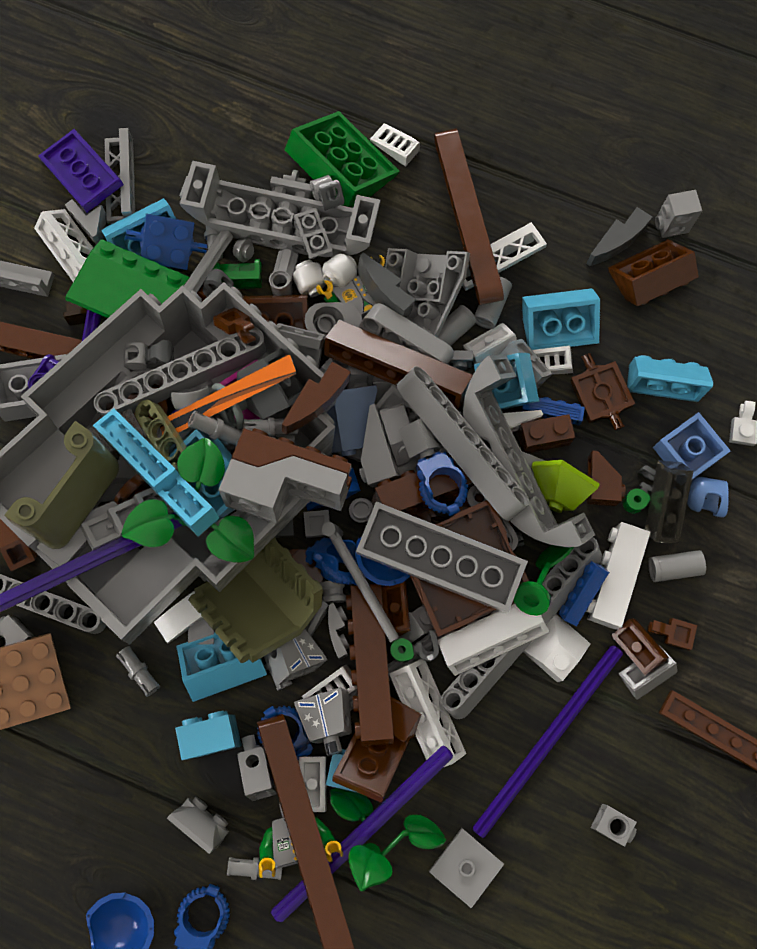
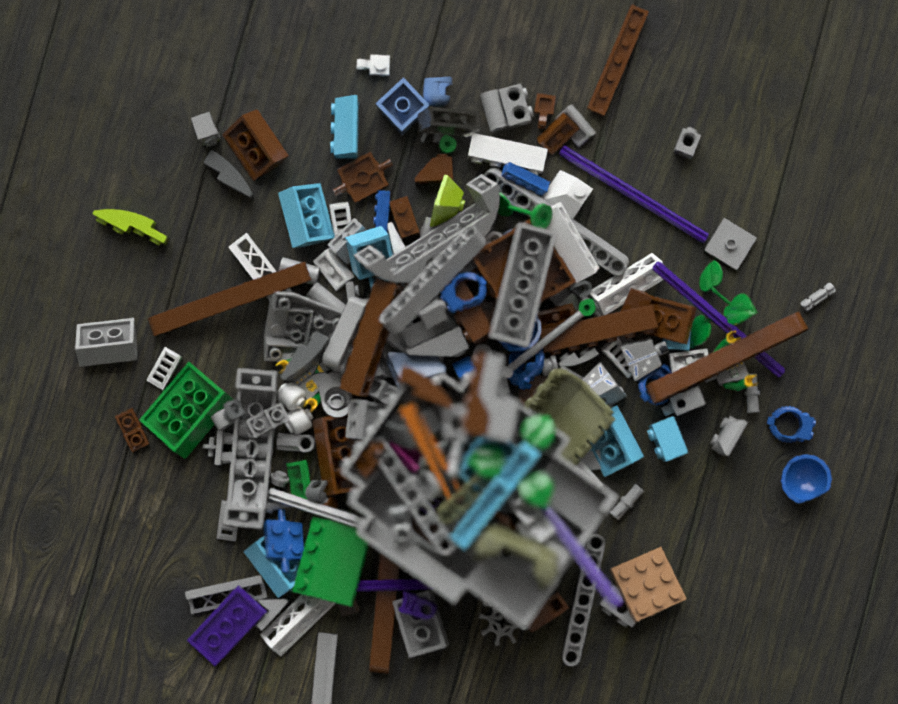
camera: 100 degrees left, 10 degrees up
(323, 104) = (132, 429): none -> reddish brown slope
(433, 84) = (106, 342): none -> light grey slope
(569, 126) = (125, 220): none -> lime slope
(680, 589) = (512, 106): none -> light grey brick

